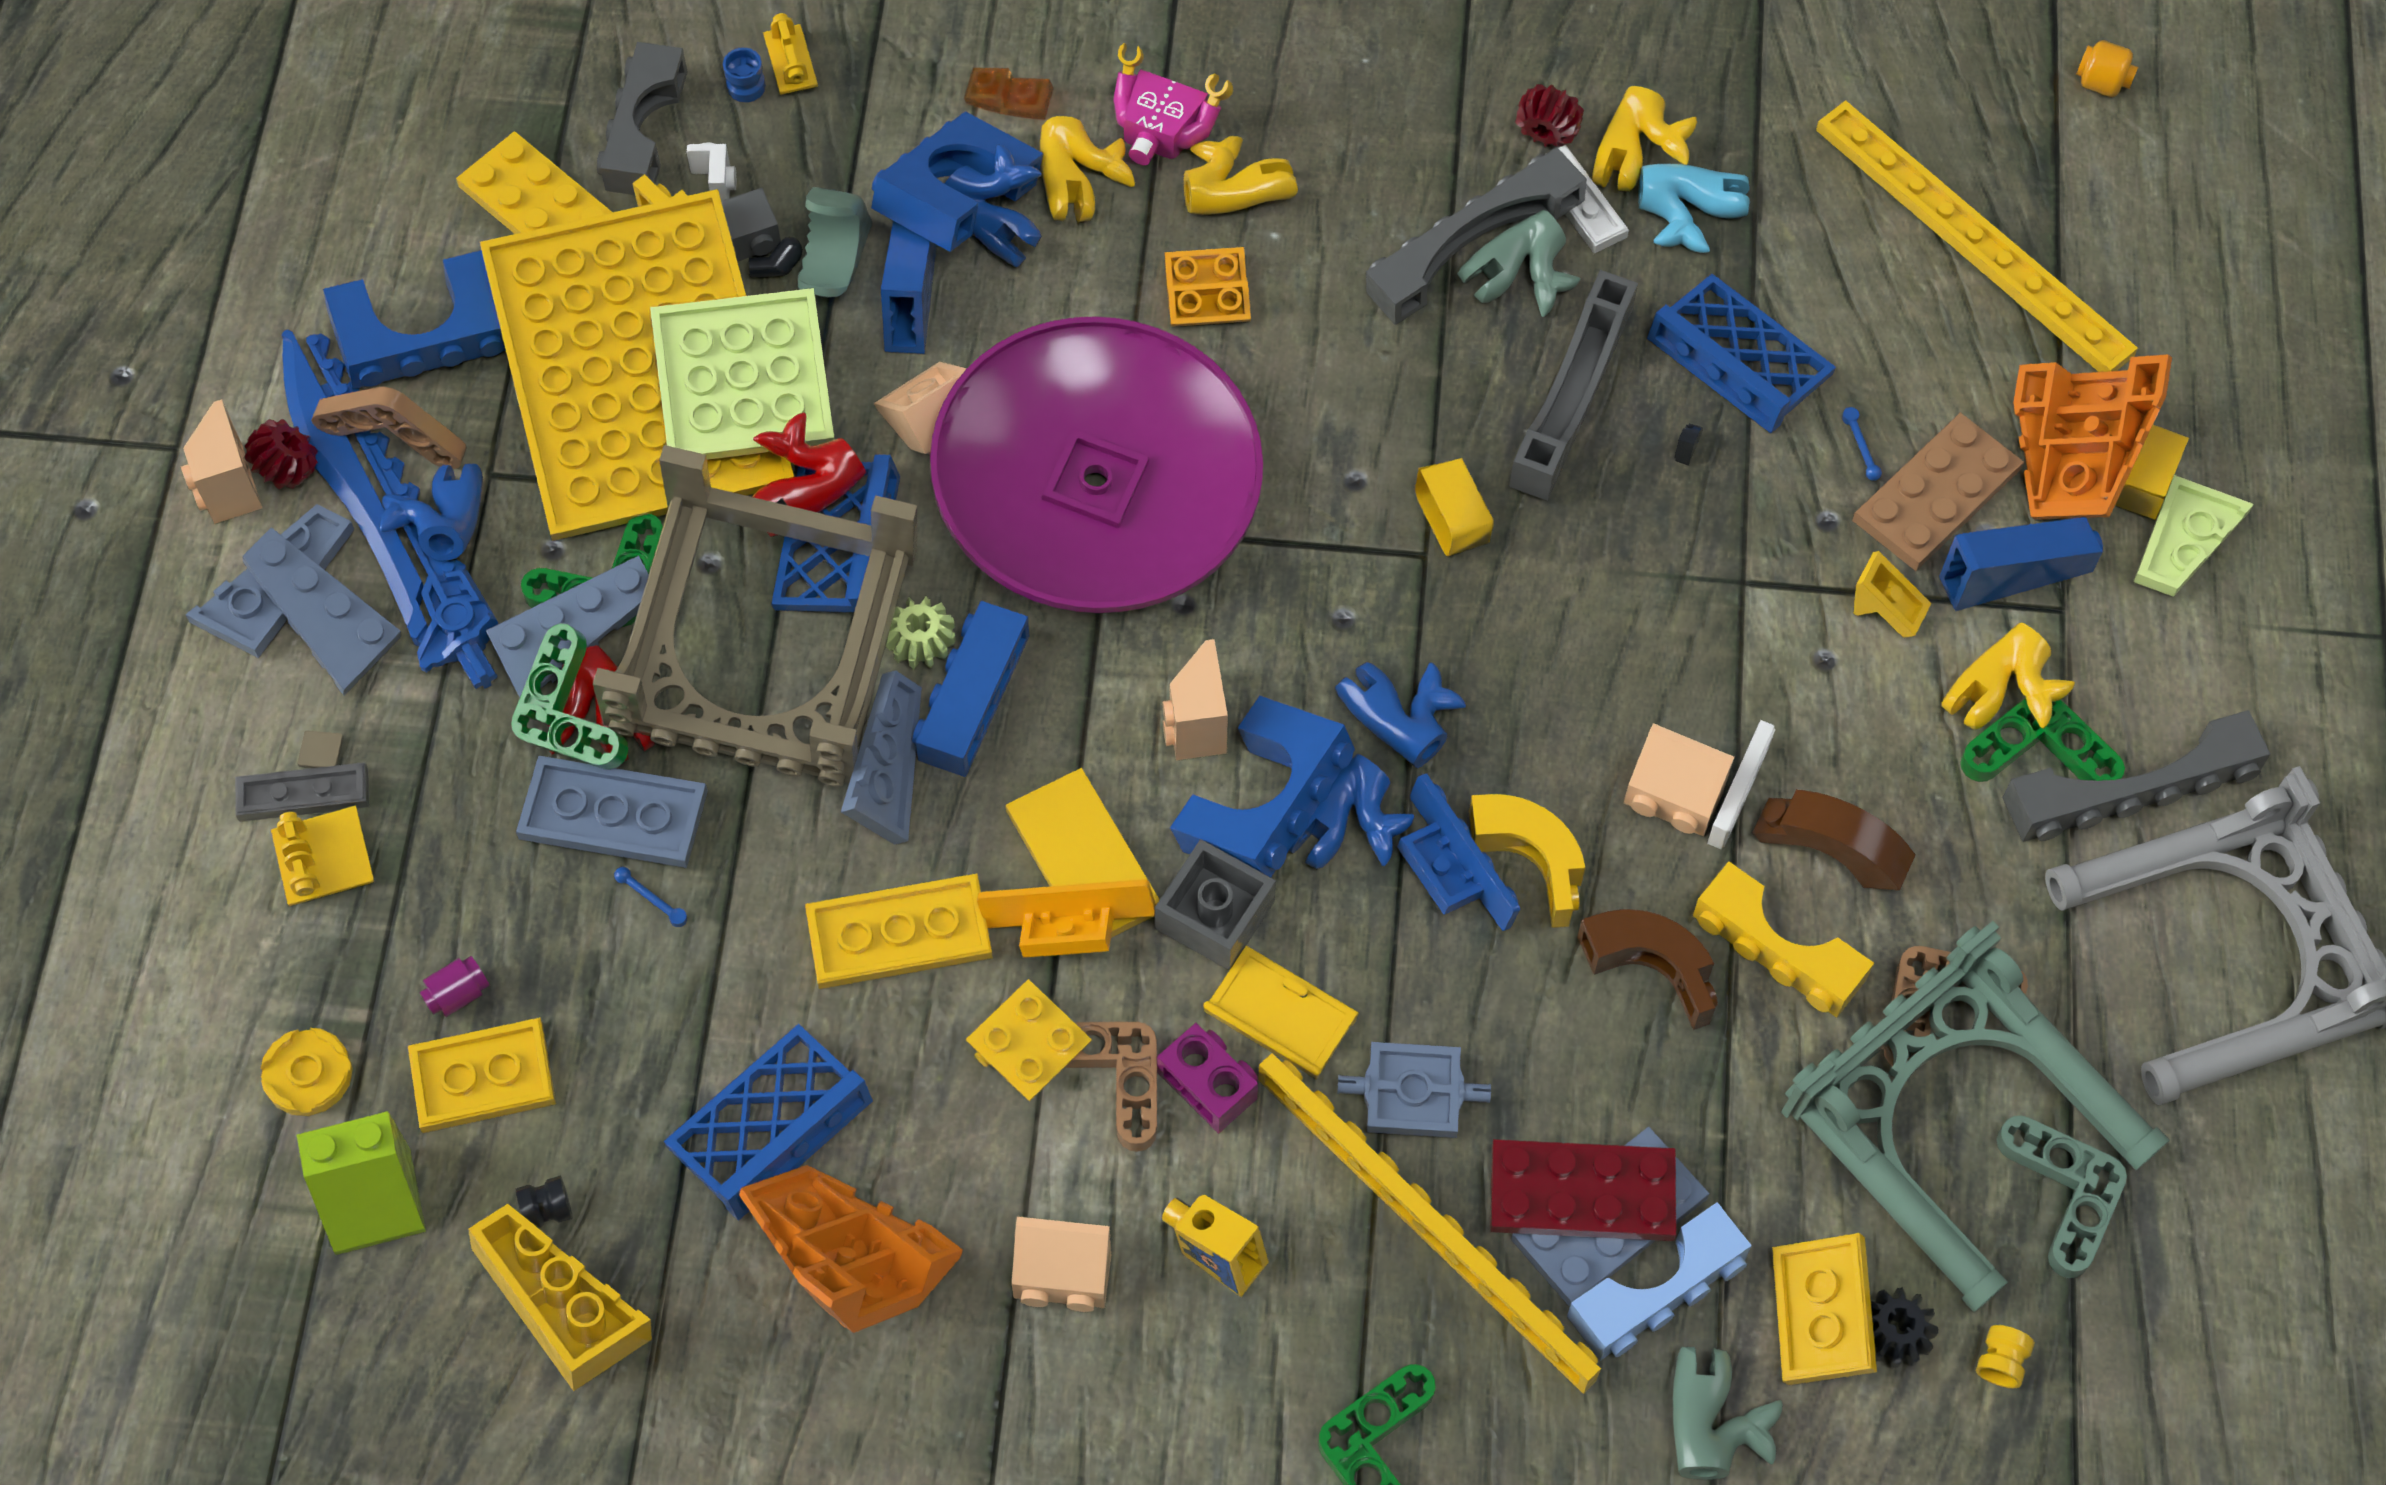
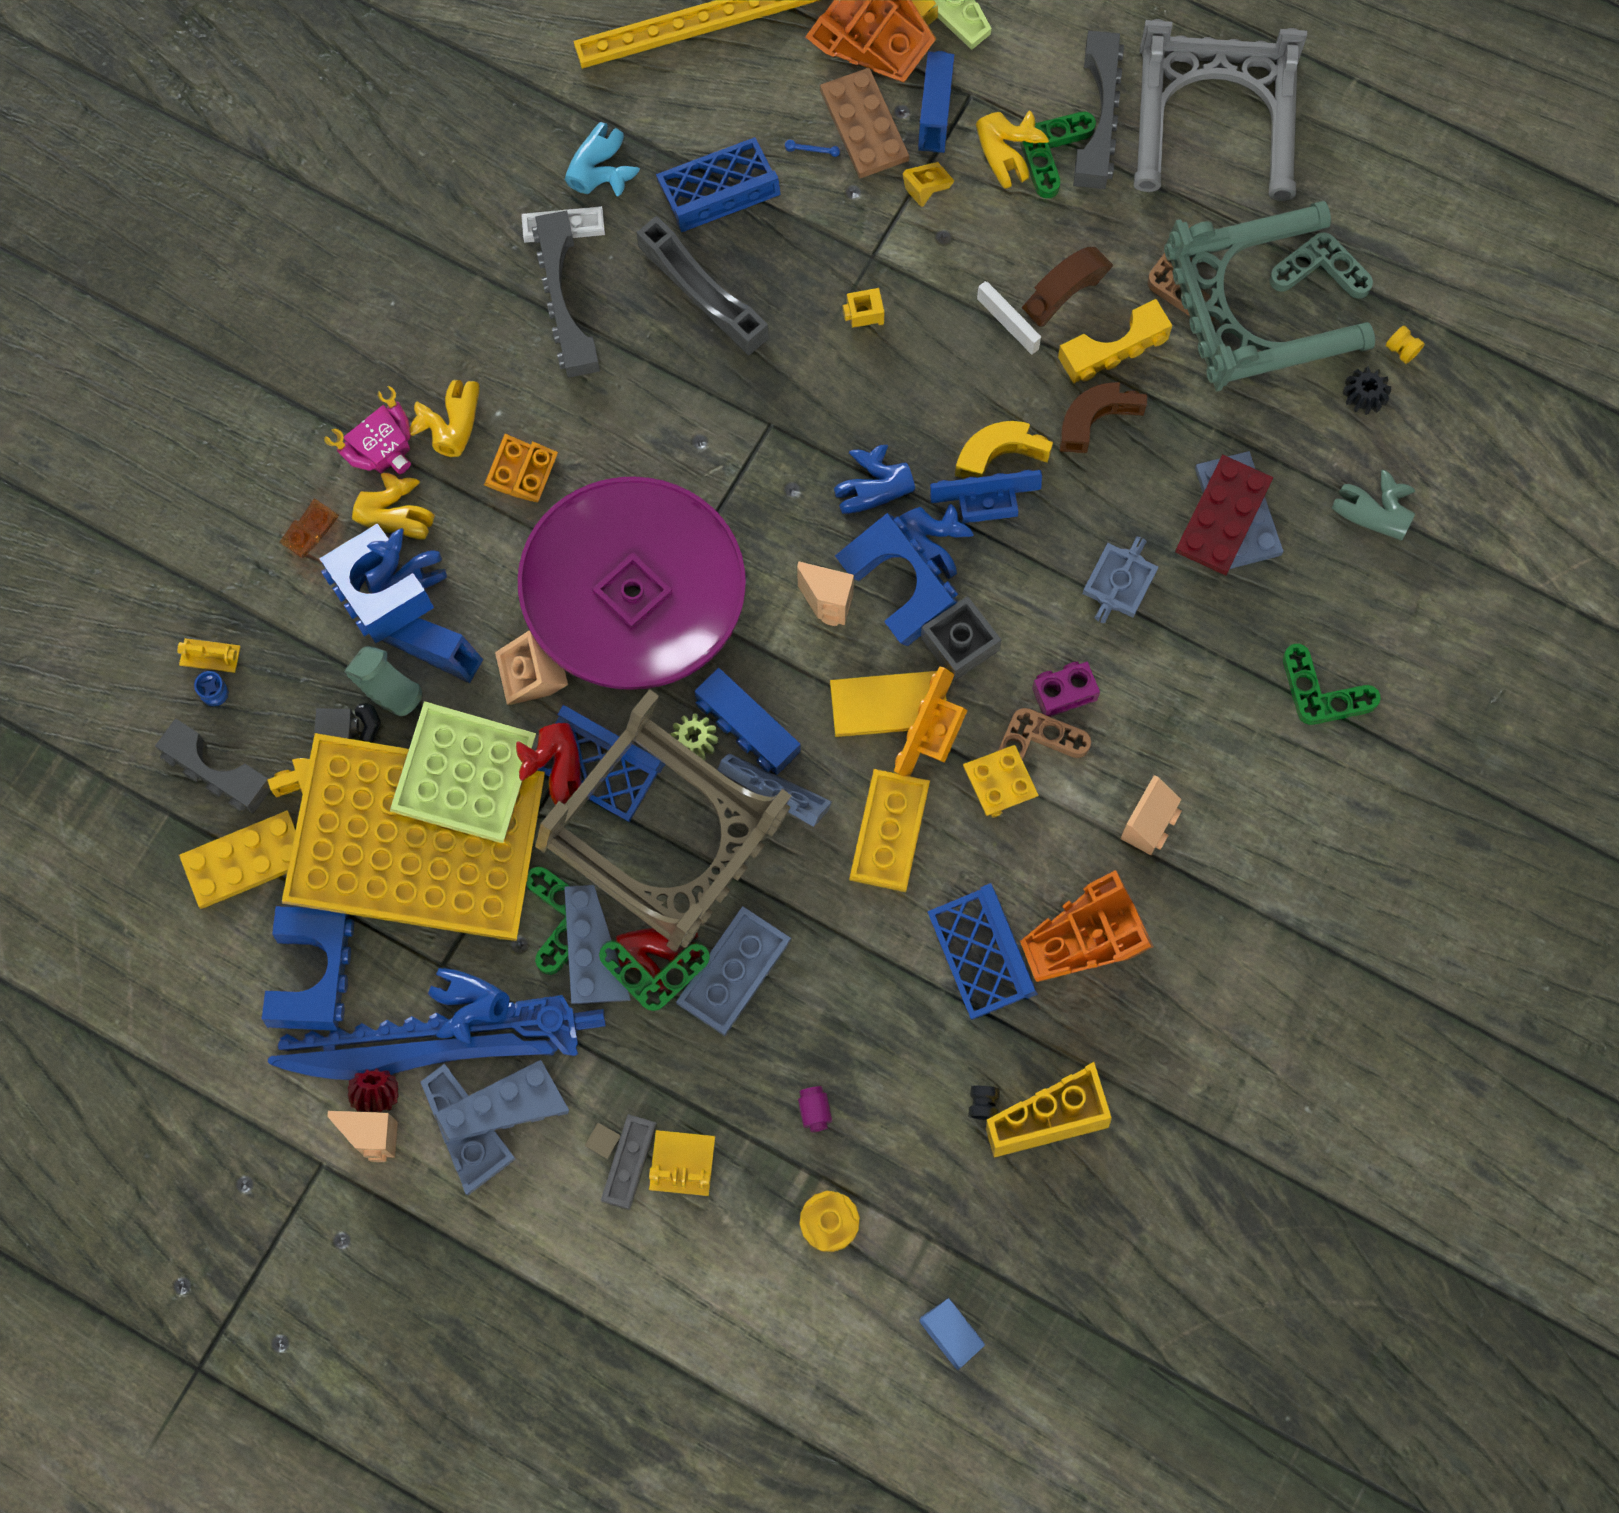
camera: 65 degrees left, 10 degrees up
(192, 1287) = (952, 1333): none -> medium blue piece
(362, 1182) = (933, 1205): lime slope -> none
(399, 414) = (387, 1003): medium nougat beam -> none
(481, 1075) = (878, 1114): yellow tile -> none
(677, 916) = (821, 959): blue hinge -> none
(713, 160) = (287, 733): white bracket -> none
(1218, 1241) = (1179, 716): yellow torso -> none
(1277, 1017) = (1041, 636): yellow door -> none
(1438, 1231) = (1213, 603): yellow plate -> none
(1453, 506) = (752, 392): yellow piece -> none
(1502, 257) = (582, 261): sand green piece -> none
(1549, 115) = (501, 212): dark red gear -> none
(1615, 1314) = (1301, 533): light blue arch -> none
(1621, 148) = (539, 182): yellow piece -> none
(1656, 583) = (869, 304): none -> yellow brick
(1678, 780) = (996, 349): light nougat slope -> none
(1687, 443) = (768, 241): black tile -> none
(1824, 1309) = (1343, 422): yellow tile -> none

